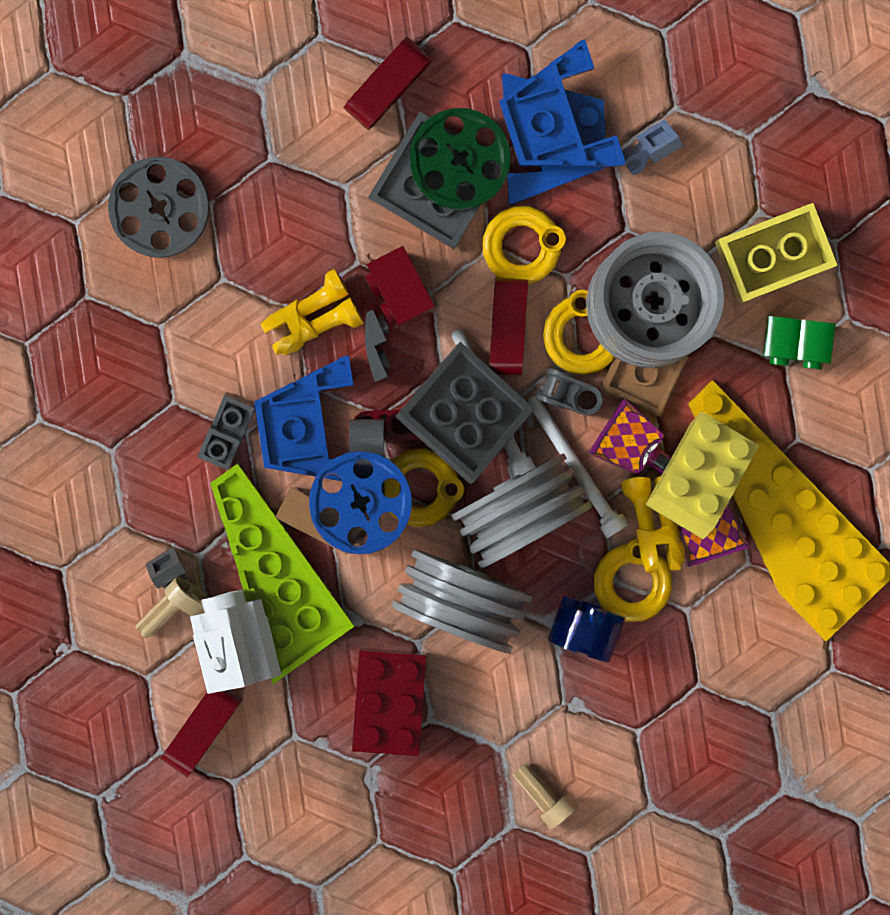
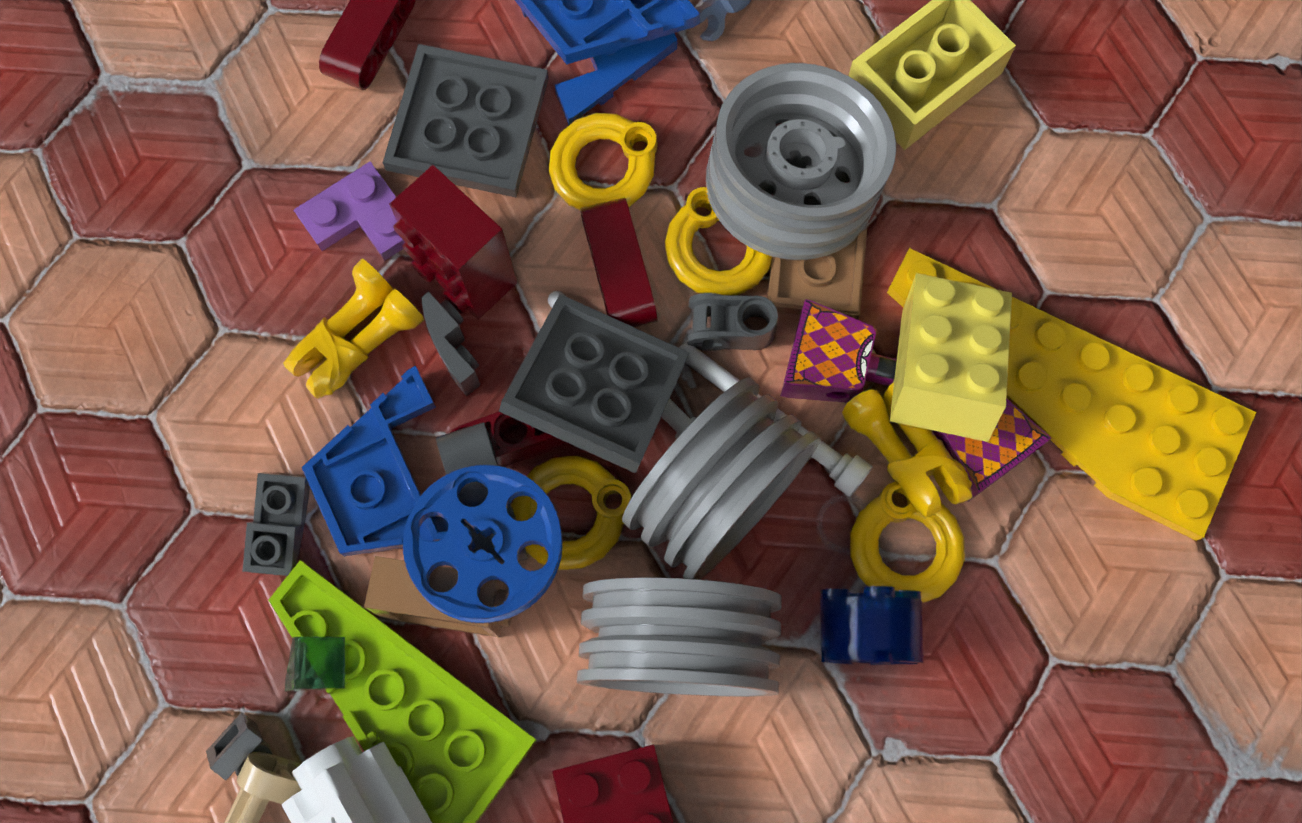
camera: 20 degrees left, 15 degrees down
(175, 208) = (101, 282): dark grey wedge -> none
(231, 536) = (316, 664): none -> clear green slope
(344, 217) = (353, 203): none -> medium lavender plate
(443, 159) = (490, 95): dark green wedge -> none
(798, 341) = (1000, 165): green brick -> none

